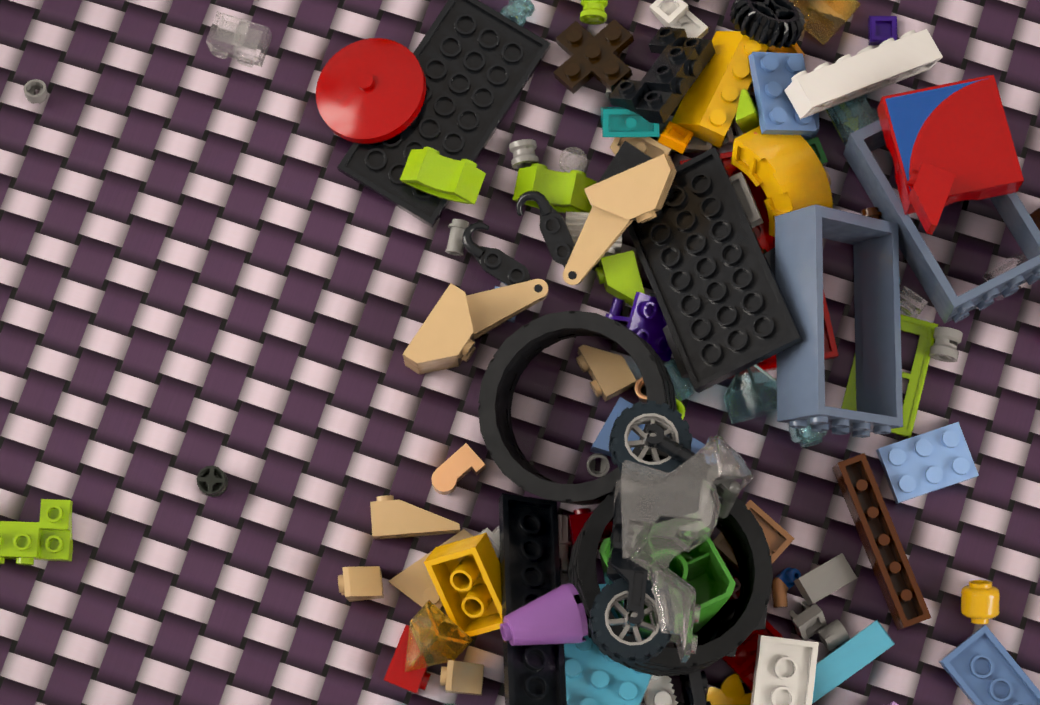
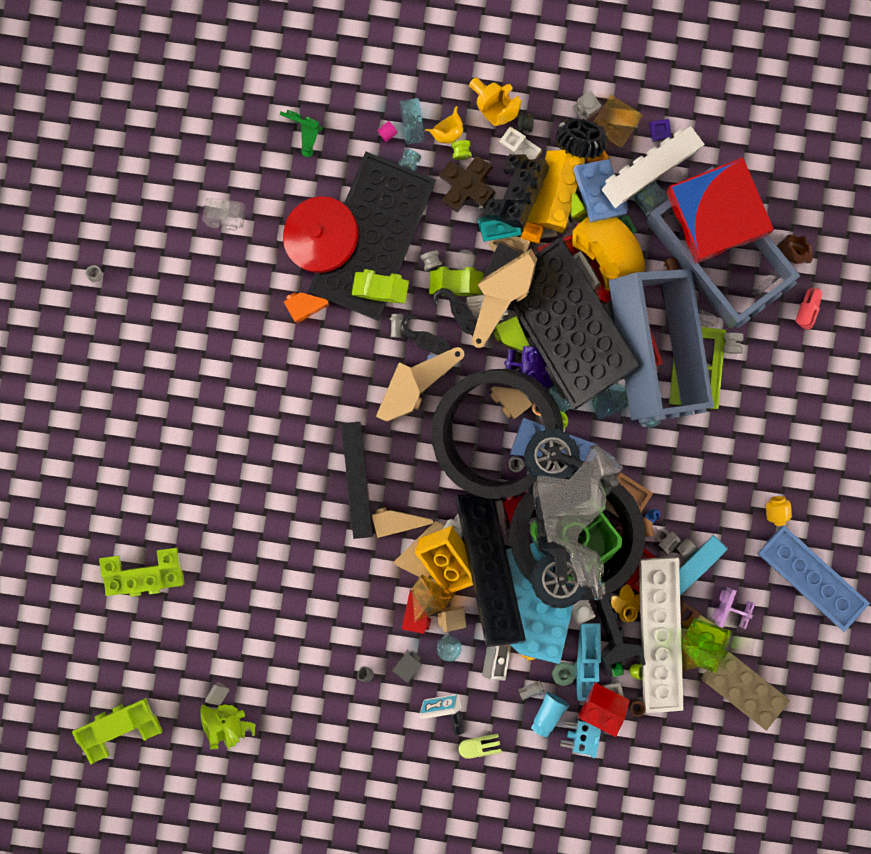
camera: 10 degrees left, 10 degrees up
(211, 476) = (265, 520): pearl dark grey wheel -> none
(329, 186) = (304, 305): none -> orange slope
(358, 448) = (357, 480): none -> black brick
(361, 583) = (375, 569): tan slope -> none
(455, 468) = (418, 488): light nougat leg -> none
(547, 620) = (502, 579): medium lavender cone -> none
(825, 579) = (676, 513): light grey tile -> none
(881, 541) = (709, 483): reddish brown brick -> none
(927, 462) = (731, 424): light blue plate -> none
(929, 193) = (712, 251): red slope -> none

